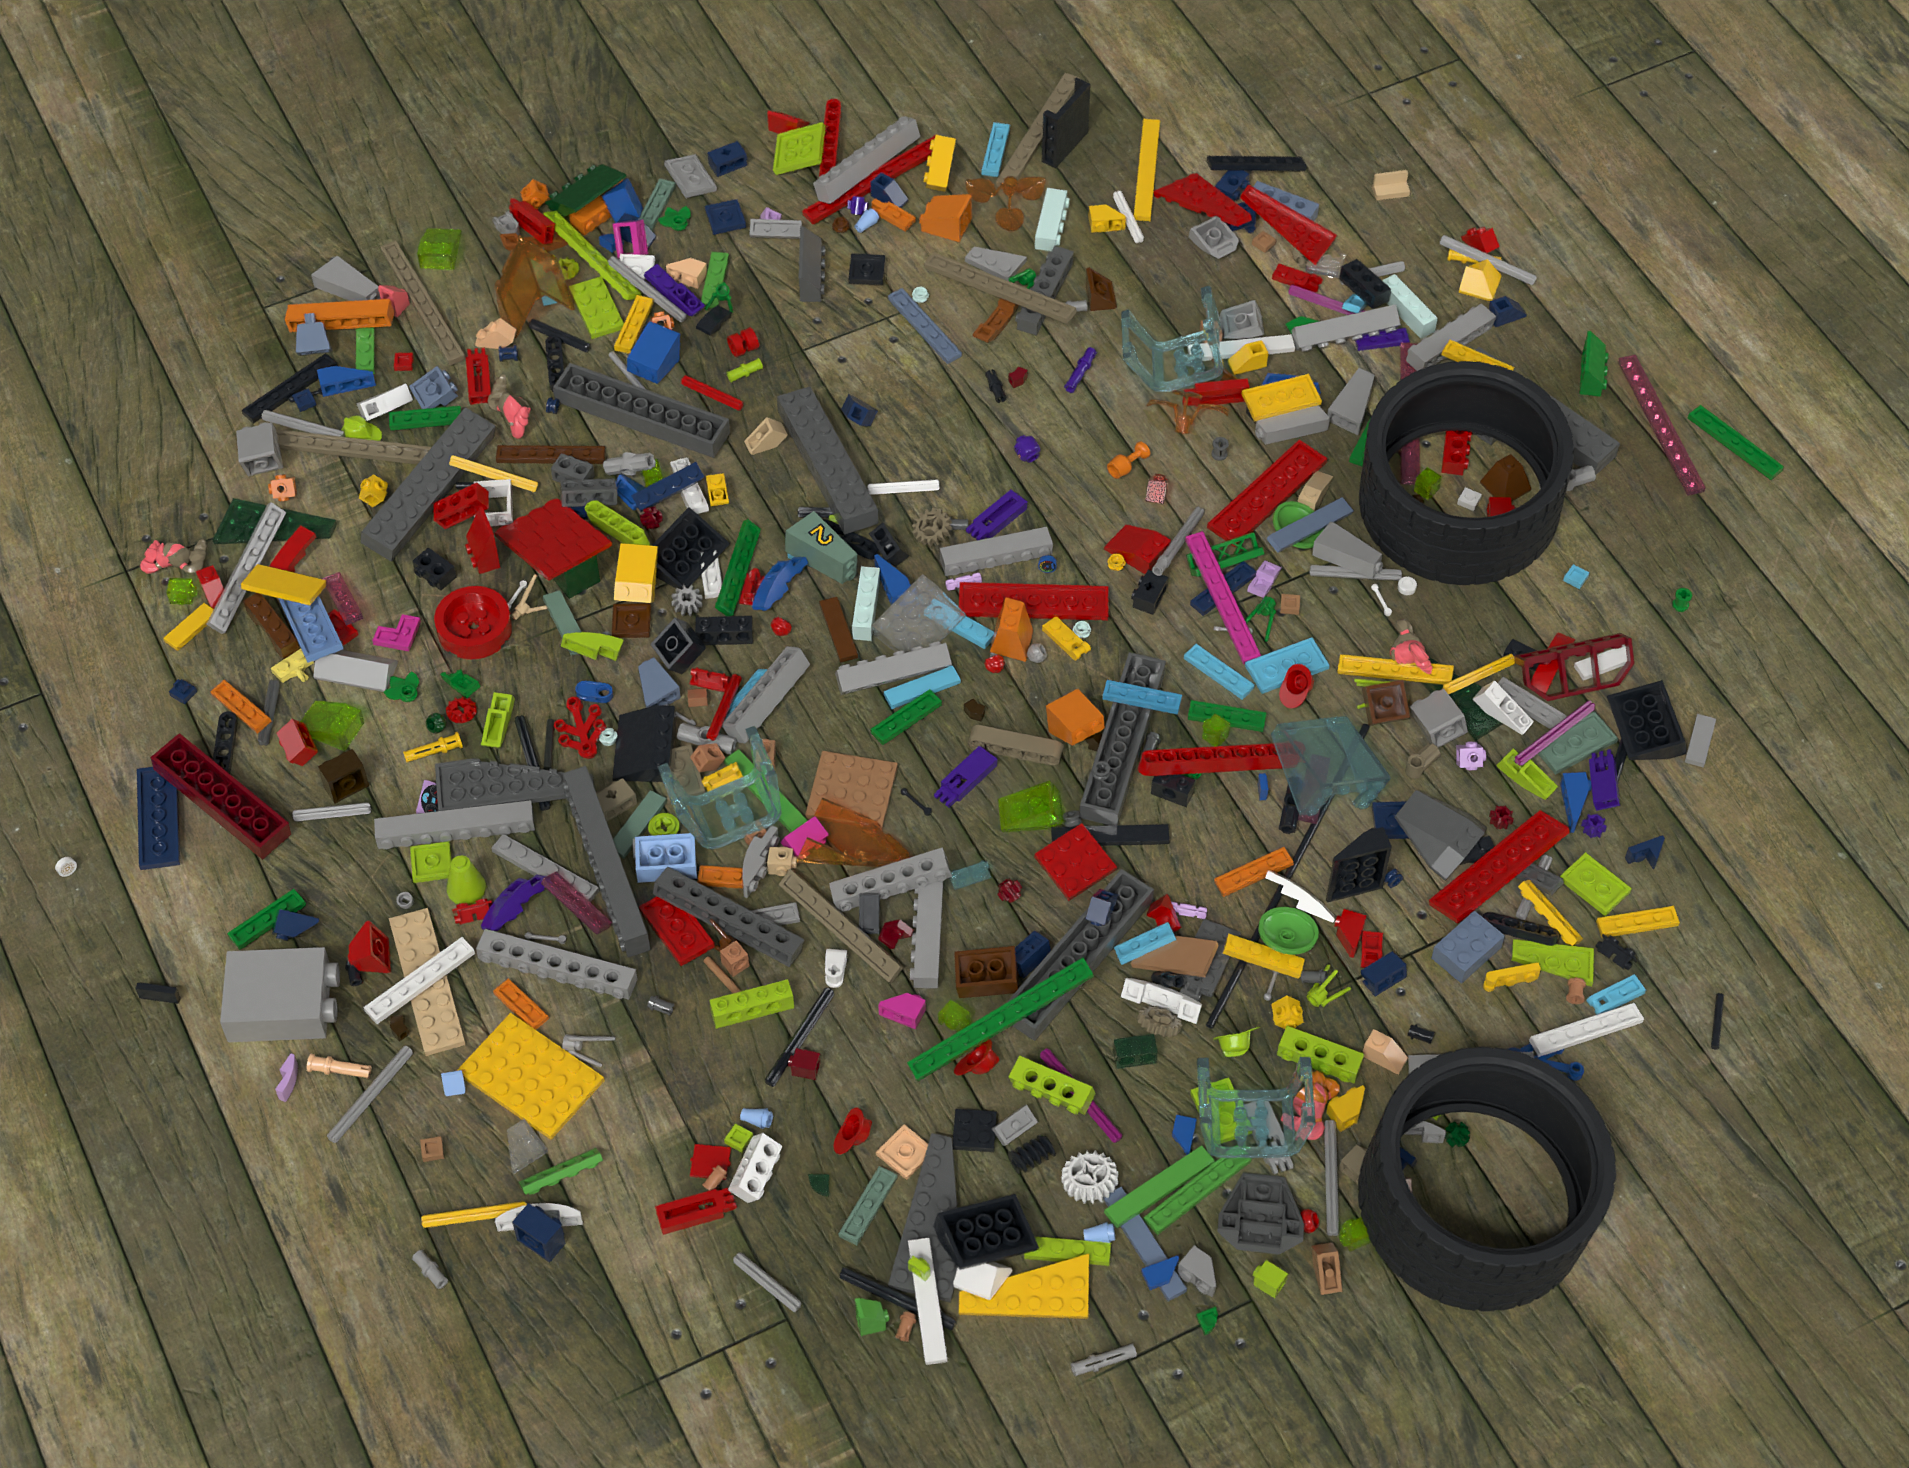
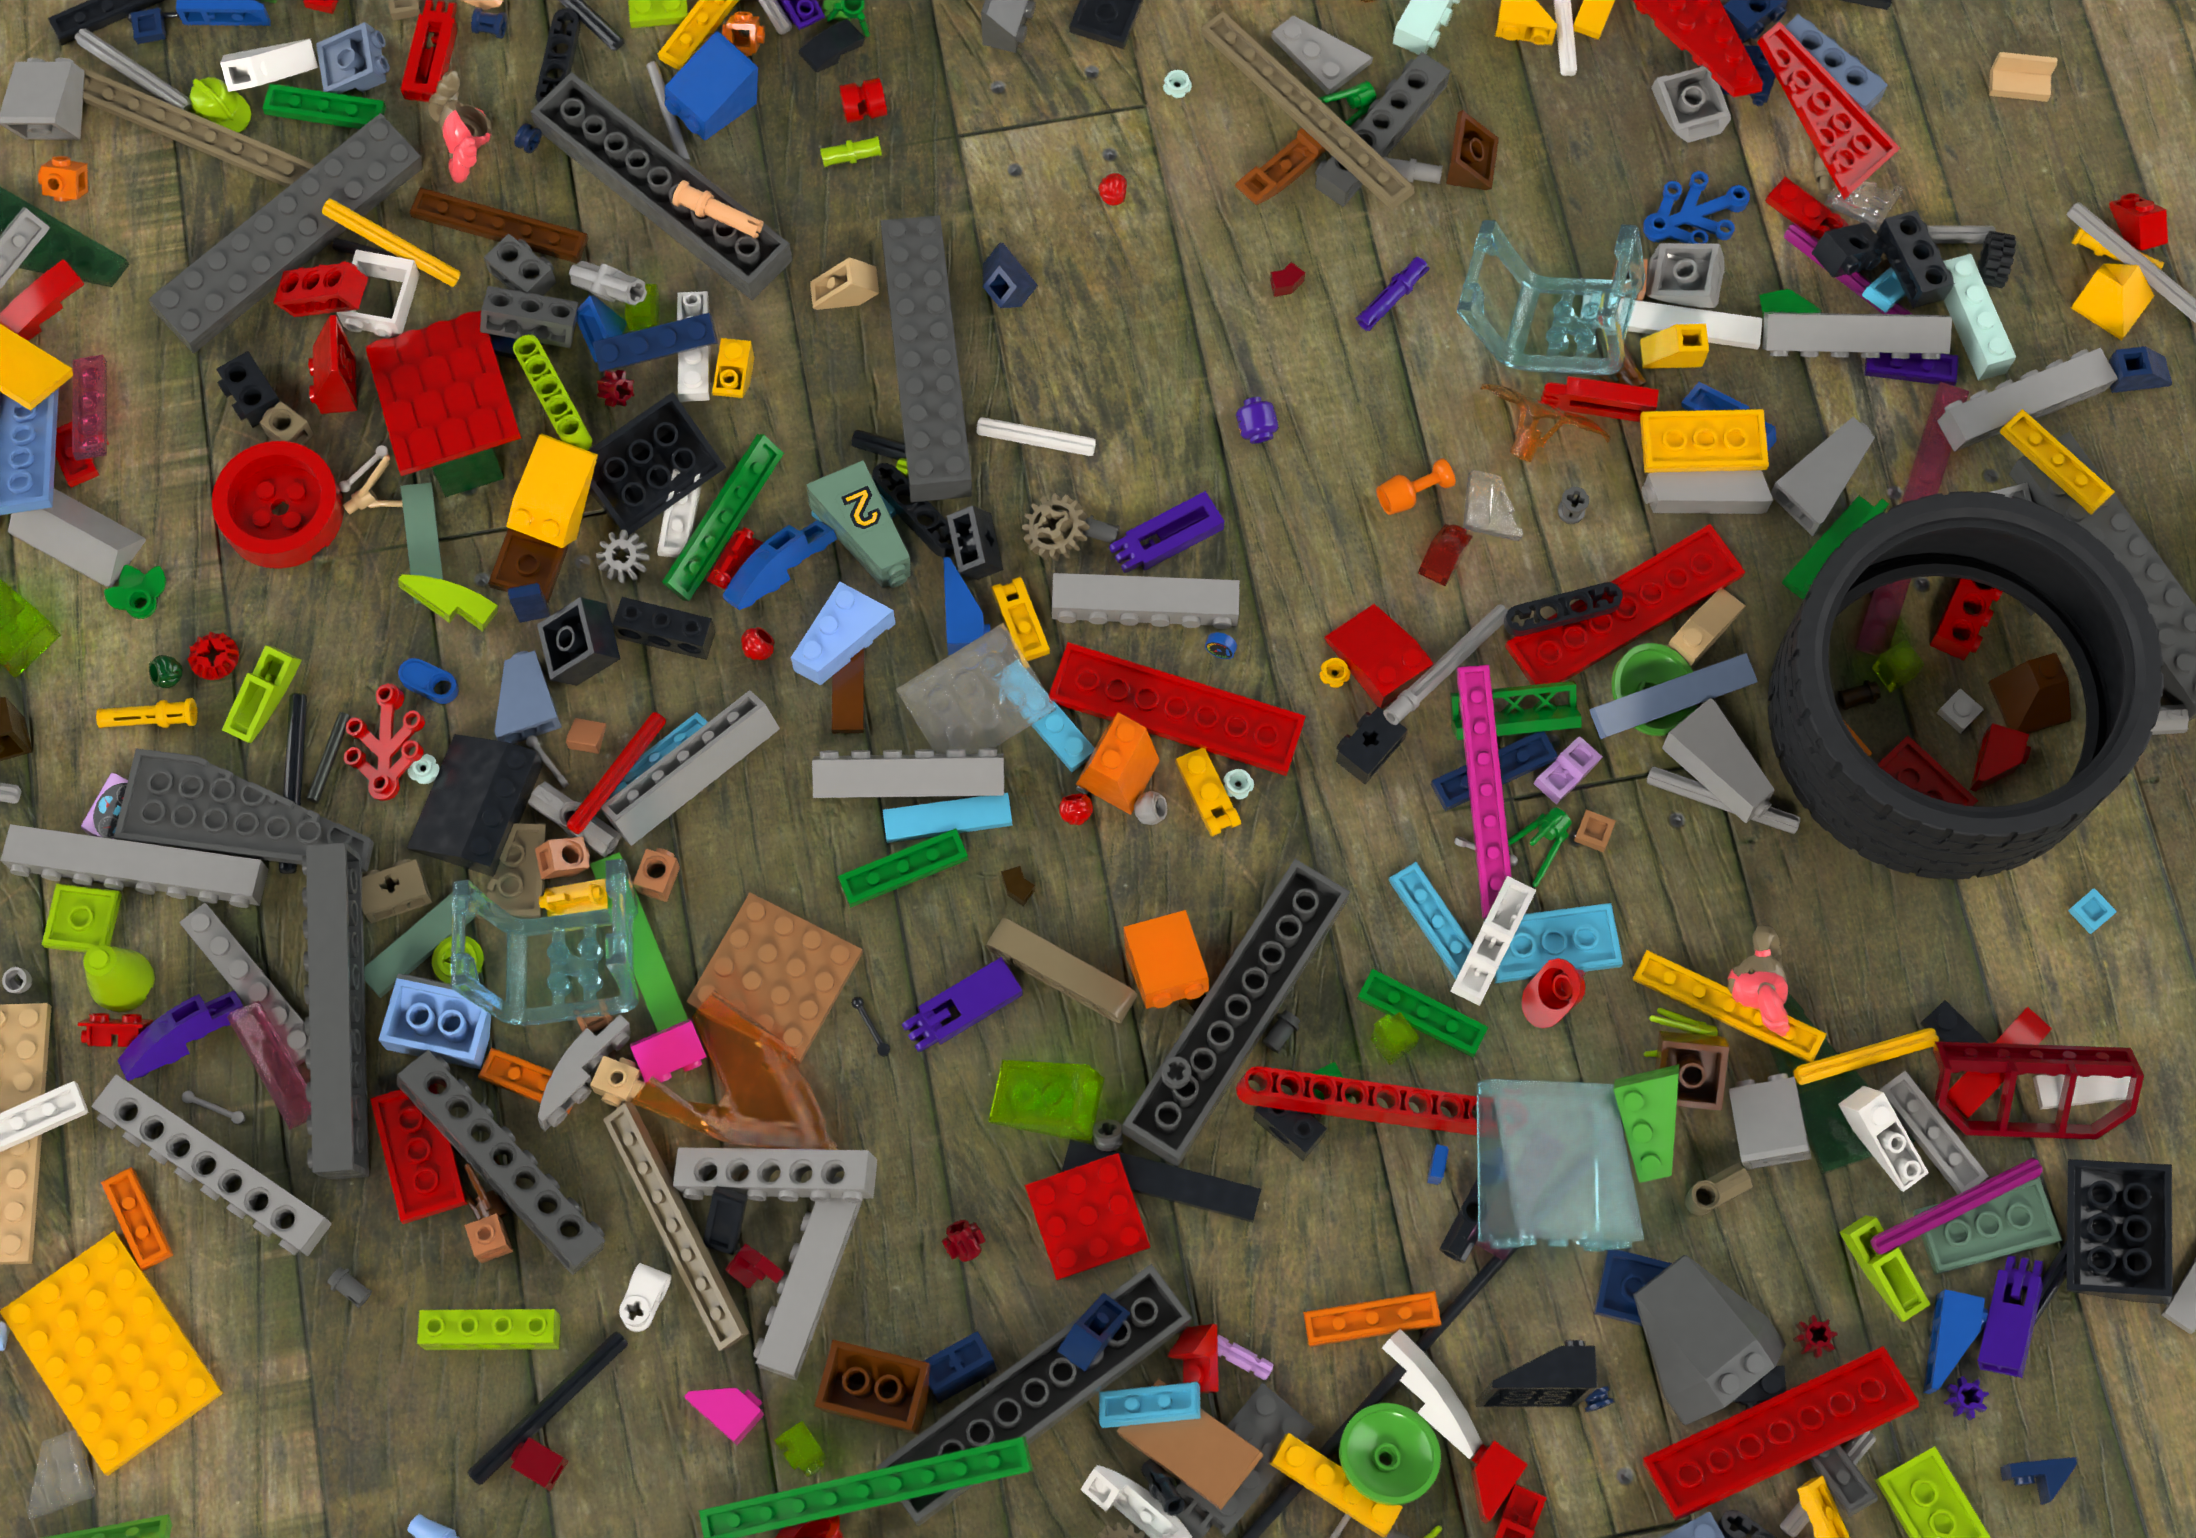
camera: 15 degrees right, 15 degrees up
(373, 490) = (199, 221): yellow brick -> none
(398, 638) = (160, 499): dark pink plate -> none
(461, 682) = (229, 606): green slope -> none
(462, 578) = (281, 414): none -> dark tan brick
(573, 1043) = (194, 1316): light grey plant -> none
(641, 634) = (528, 602): none -> dark blue tile
(674, 409) = (705, 204): none -> light nougat pin
(709, 680) = (614, 710): red hinge -> none
(712, 392) = (787, 179): red axle -> none
(721, 975) = (465, 1265): medium nougat bar -> none
(780, 914) = (579, 1172): light grey tile -> none
(828, 605) = (839, 632): none -> light blue wedge
(866, 603) = (905, 640): light aqua brick -> none
(903, 354) = (1113, 189): none -> red piece
(924, 326) = (1167, 143): sand blue tile -> none
(927, 571) = (1021, 619): none -> yellow plate
(951, 584) = (1097, 639): lavender axle -> none
(970, 875) = (910, 1189): clear light blue hinge -> none
(995, 386) = (1245, 287): black pin -> none
(1142, 697) = (1287, 954): dark azure plate -> none
(1173, 461) = (1489, 508): none -> clear wing
(1231, 496) = (1561, 604): none -> black beam
(1253, 669) = (1493, 940): none -> white slope
(1255, 281) = (1693, 214): none -> blue plant
(1264, 241) = (1773, 129): medium nougat plate -> none
(1327, 288) = (1849, 250): none -> black brick
(1373, 728) = (1649, 1118): none -> bright green wedge
(1387, 611) = (1753, 887): white hinge -> none
(1407, 586) = (1801, 847): white tile -> none
(1409, 273) = (1996, 258): none -> black tyre
(1470, 755) = (1800, 1207): lavender brick -> none

